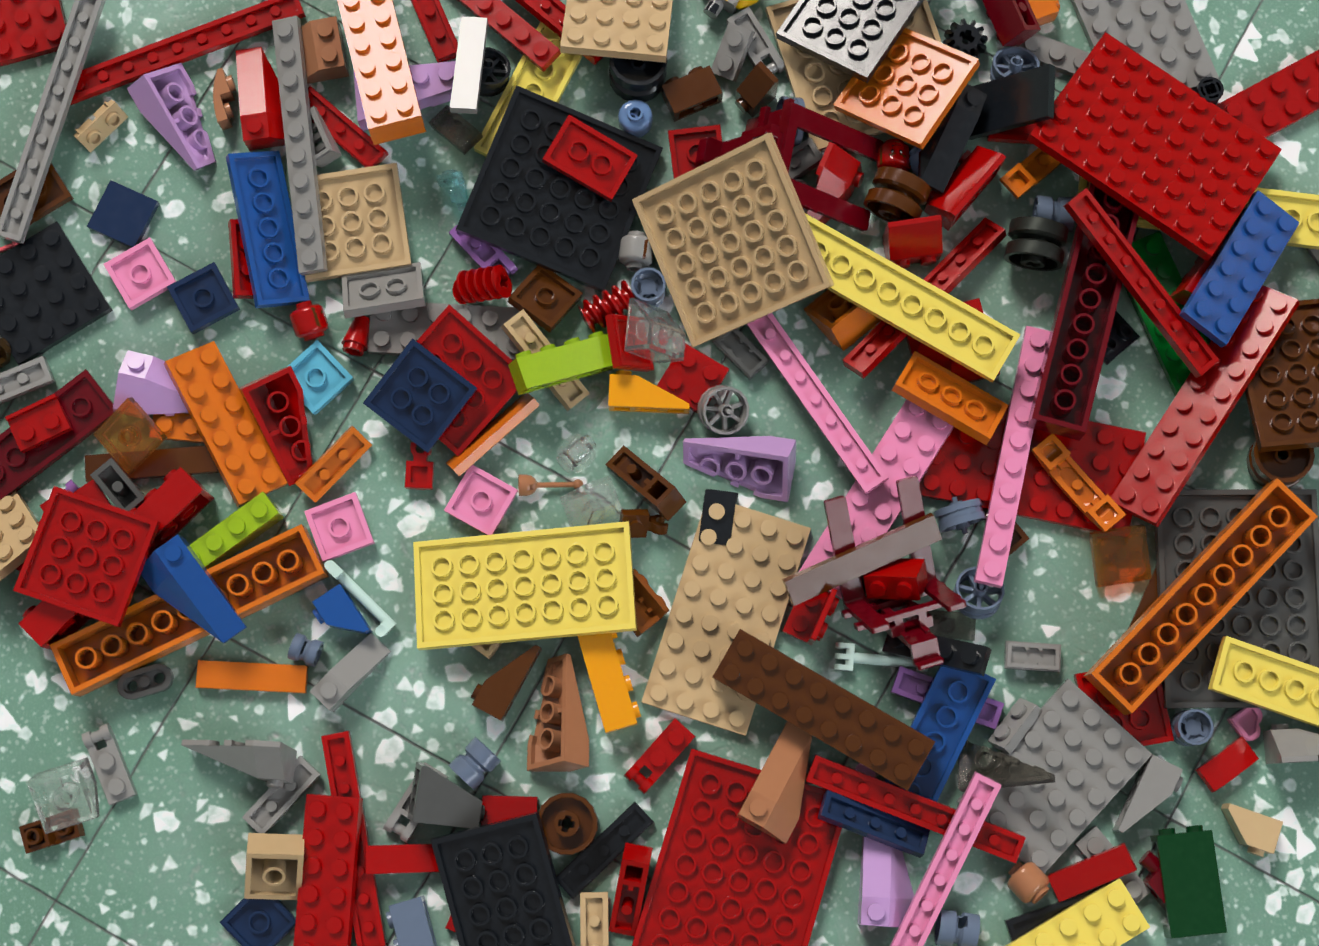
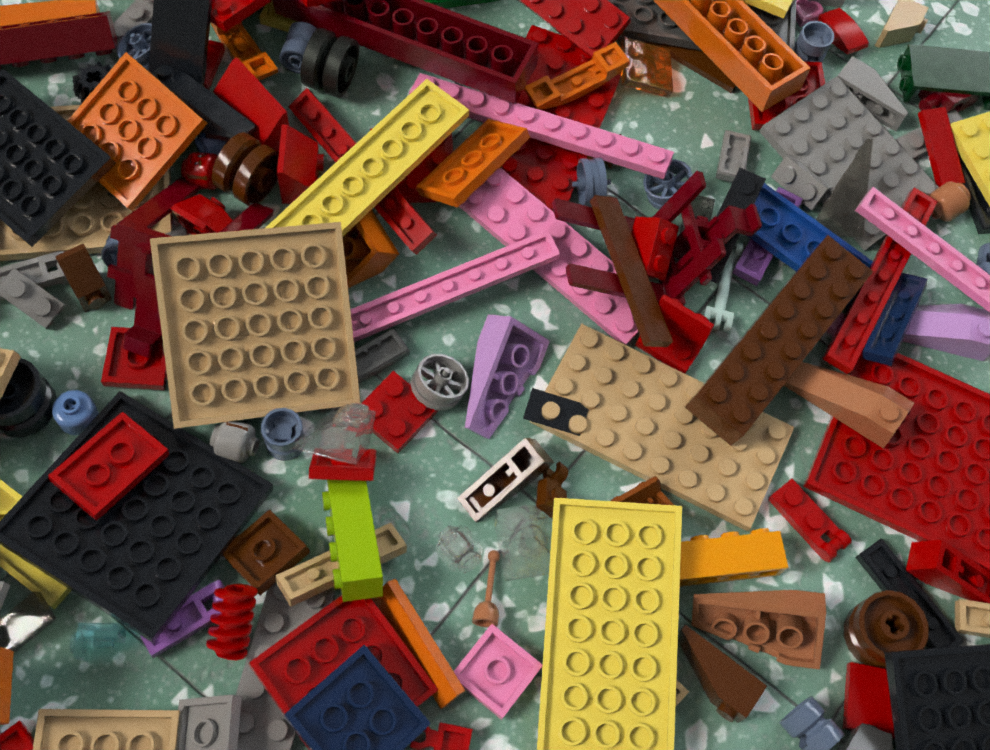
camera: 90 degrees left, 15 degrees down
(609, 304) = (290, 482): red piece -> none
(636, 394) = (403, 468): light orange slope -> none
(691, 92) = (63, 350): reddish brown brick -> none

